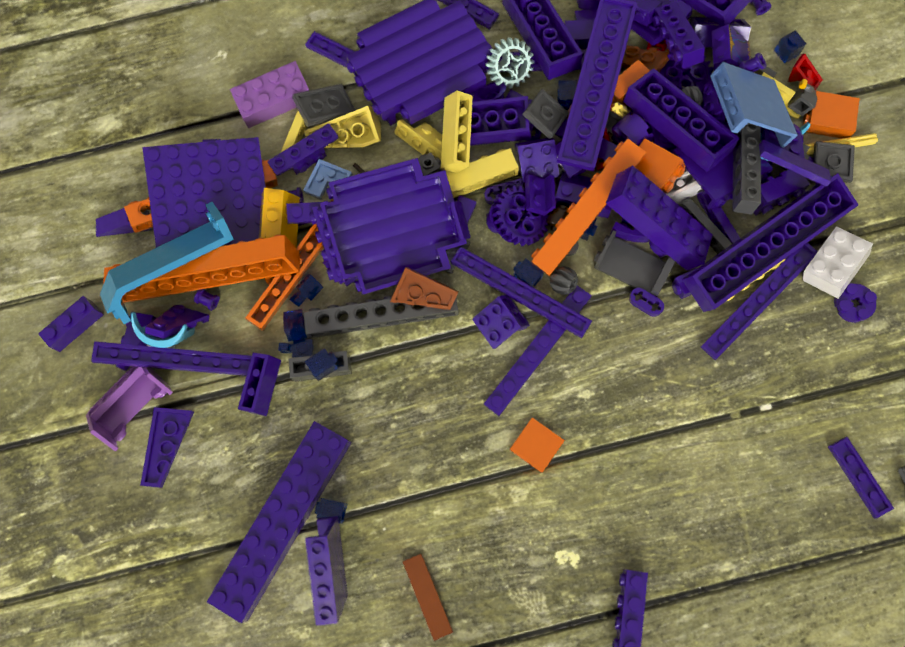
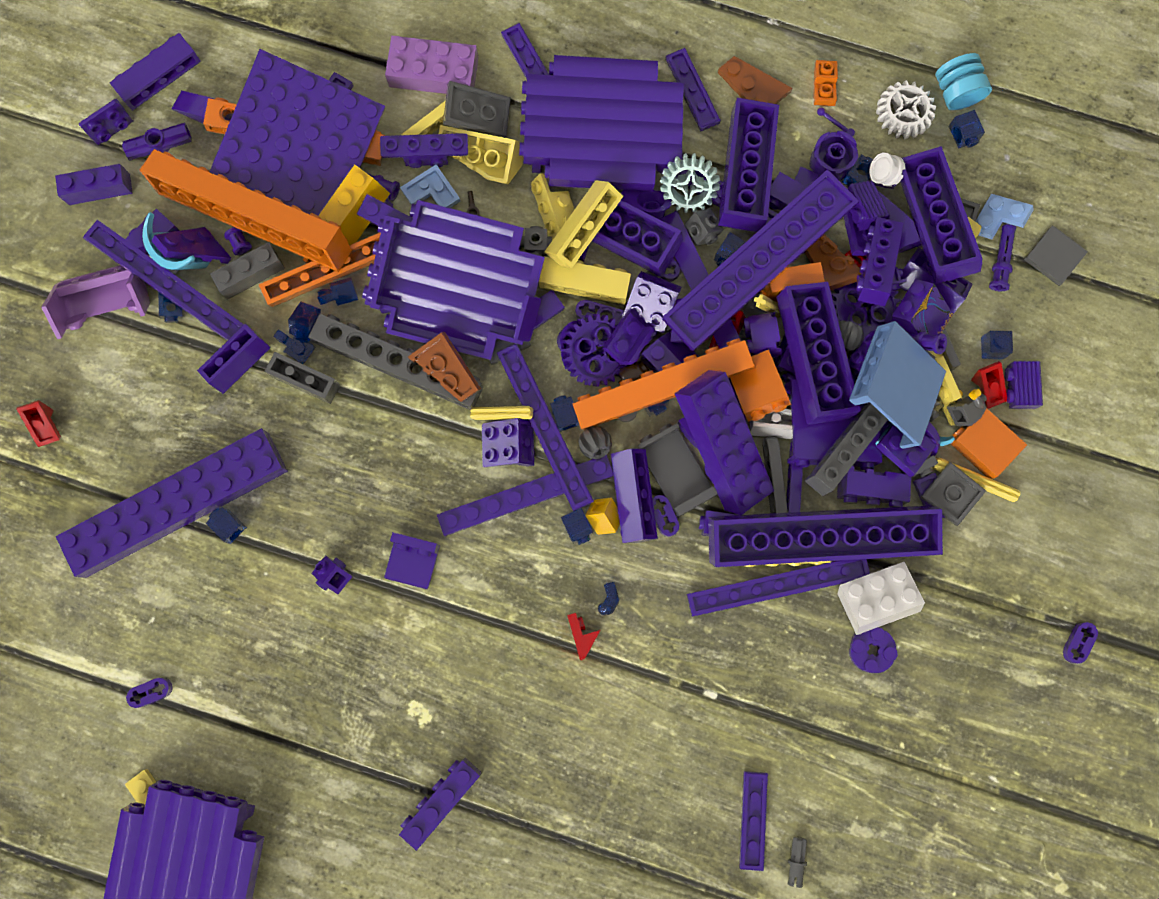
camera: 25 degrees right, 5 degrees up
(52, 273) = (106, 122): none -> dark purple bracket
(67, 216) = (155, 71): none -> dark purple brick
(92, 273) = (169, 138): none -> dark purple piece
(138, 524) = (39, 422): none -> red slope
(162, 260) = (210, 179): dark azure panel -> none
(164, 440) = (112, 357): dark purple wing -> none
(191, 384) = (168, 316): none -> clear blue brick
(228, 315) = (247, 271): none -> dark grey brick
(322, 364) = (301, 378): clear blue brick -> none
(327, 571) = (178, 580): dark purple panel -> none
(427, 597) = (264, 663): dark orange tile -> none
(436, 496) = (331, 574): none -> dark purple brick
(483, 301) = (501, 412): none -> light yellow axle
(488, 448) = (411, 561): none -> dark purple bracket
(535, 84) = (703, 227): none -> dark grey brick
(537, 445) = (461, 587): orange tile -> none
(545, 113) = (688, 260): dark grey tile -> none
(591, 347) = (577, 526): none -> clear blue brick
(605, 328) = (603, 516): none -> yellow panel
(617, 300) = (634, 496): none -> dark purple brick
(651, 385) = (611, 600): none -> clear blue arm
(652, 428) = (582, 642): none -> red slope
(794, 163) = (900, 471): dark purple tile -> none
(827, 61) = (1024, 385): none -> dark purple brick

